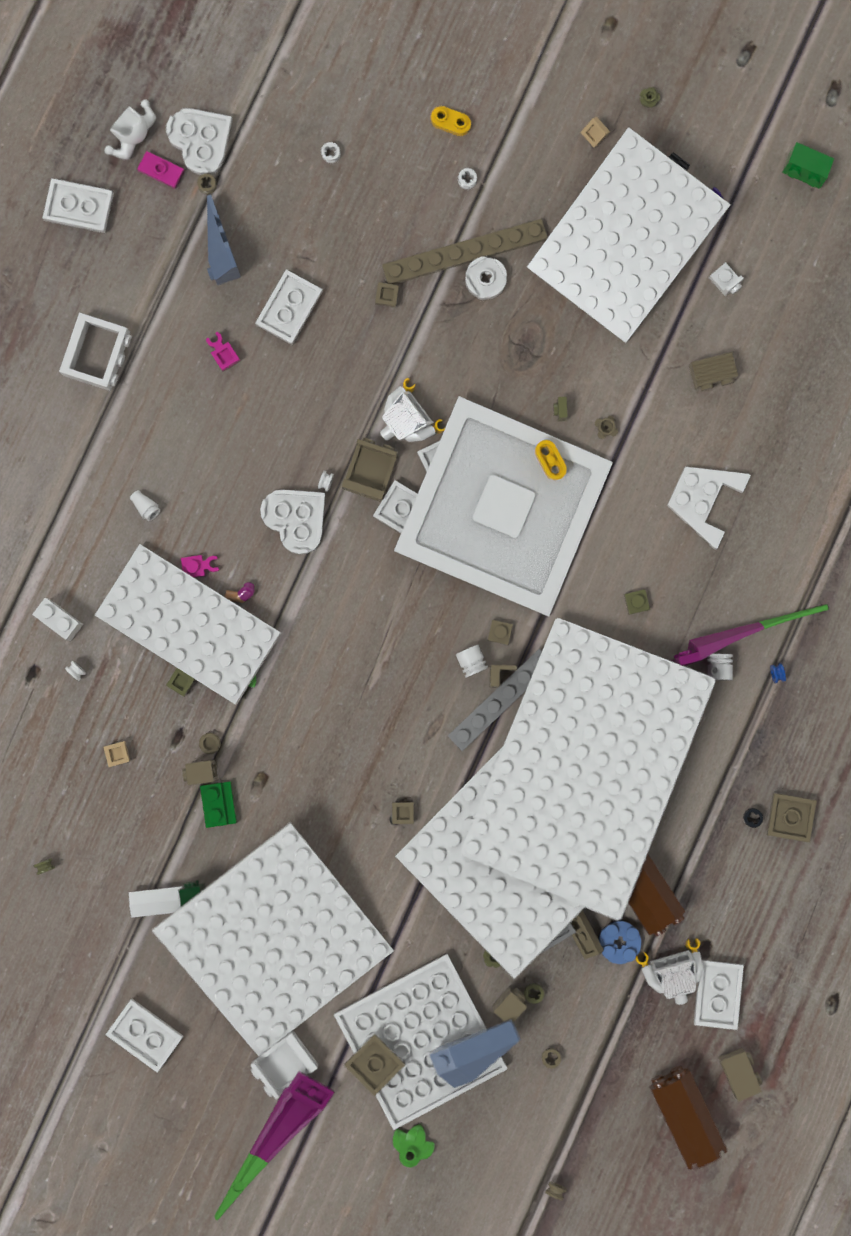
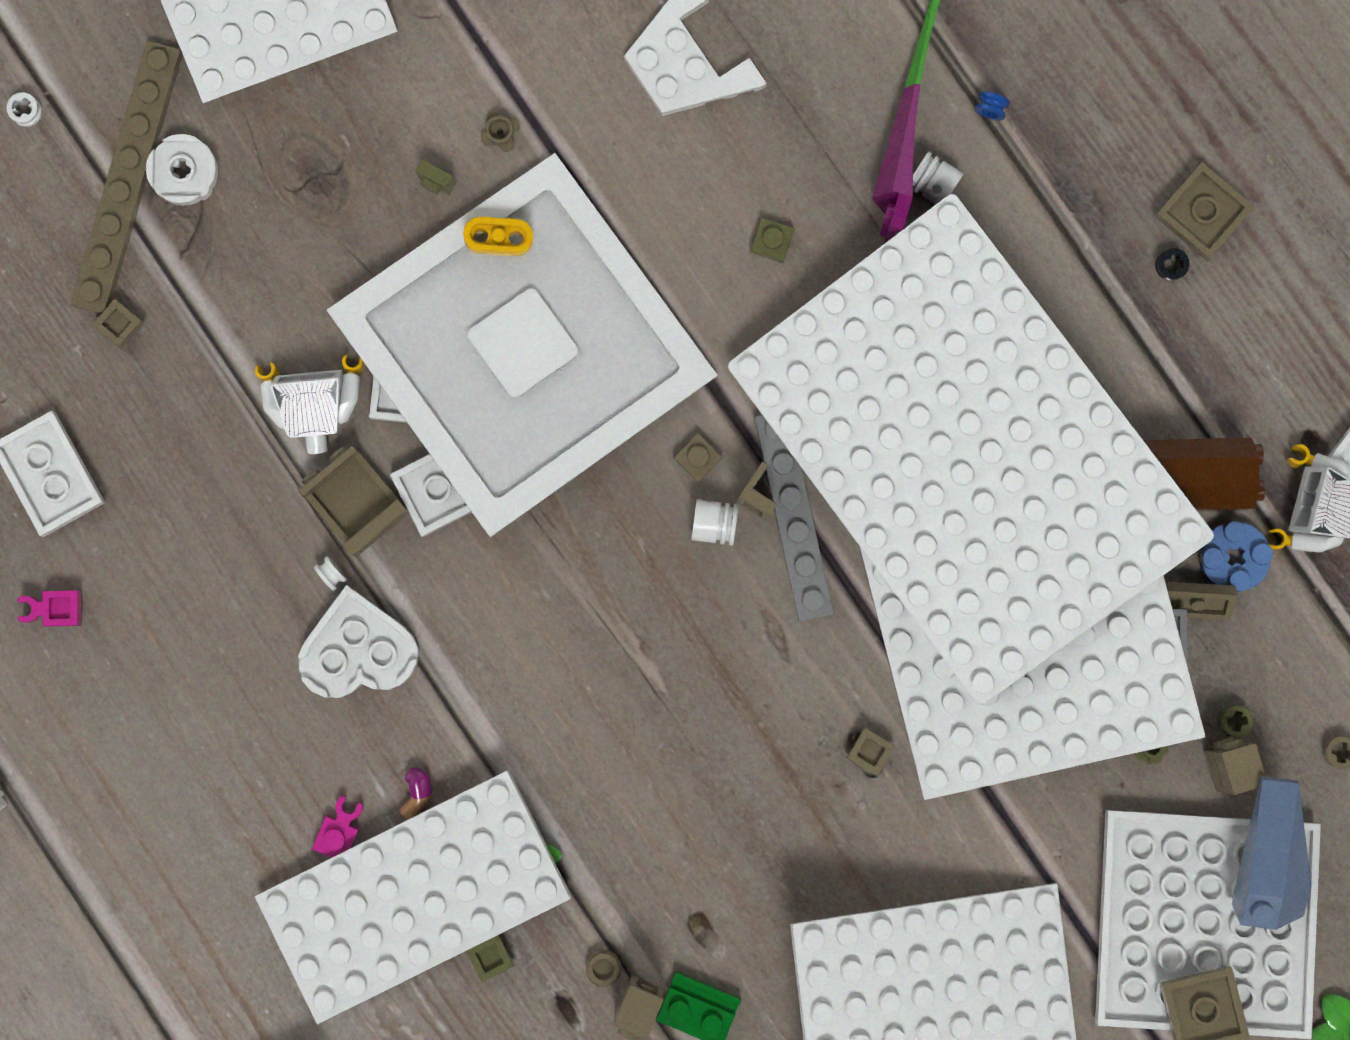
camera: 60 degrees left, 0 degrees up
(146, 507) = (207, 854): white cone -> none

